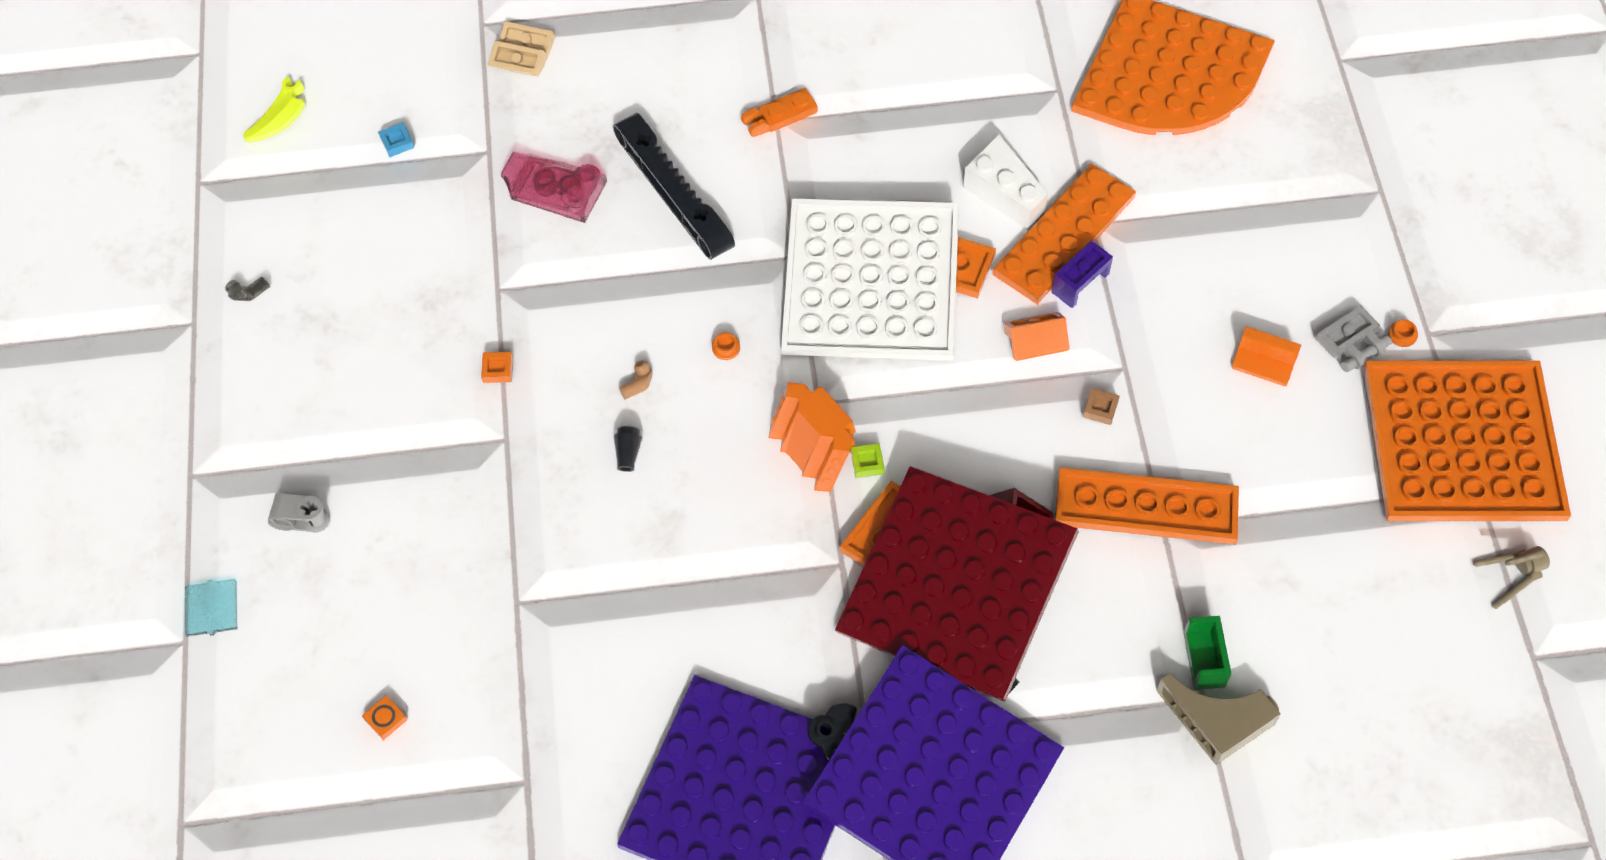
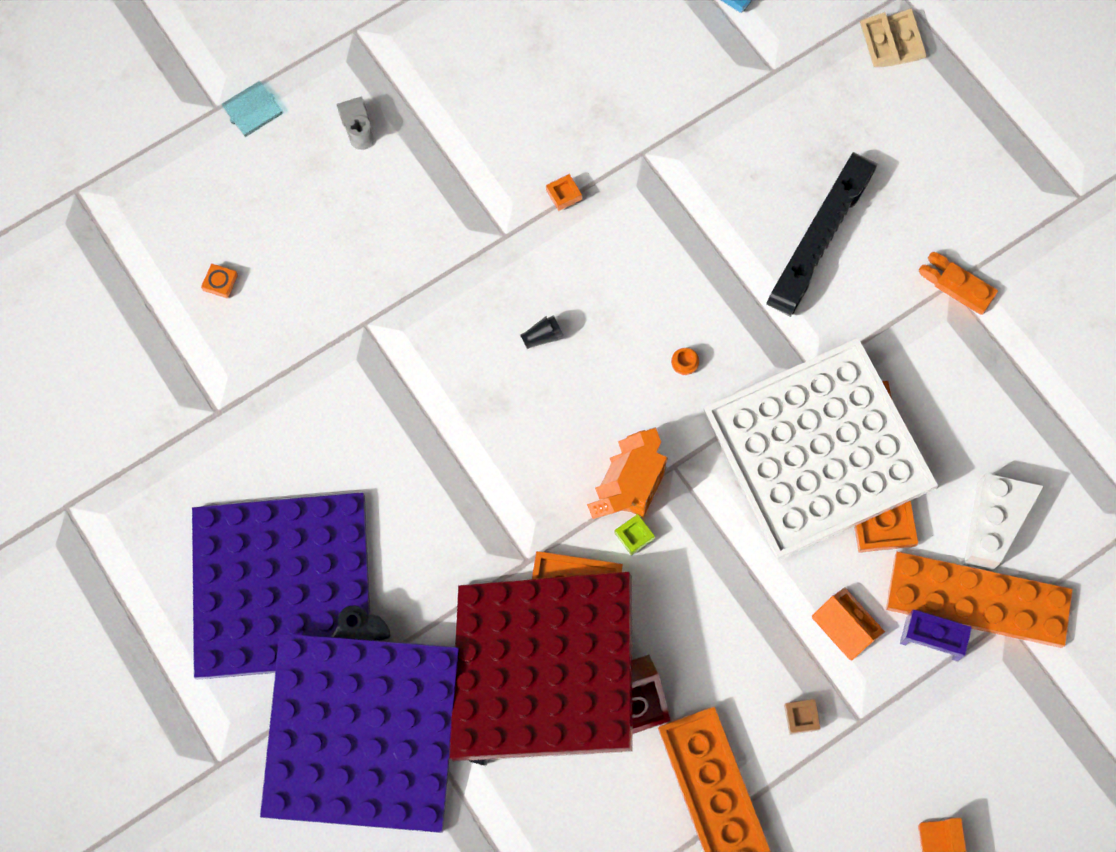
camera: 65 degrees right, 10 degrees up
(553, 185) = (768, 138): clear pink slope -> none
(640, 380) = (612, 311): medium nougat arm -> none

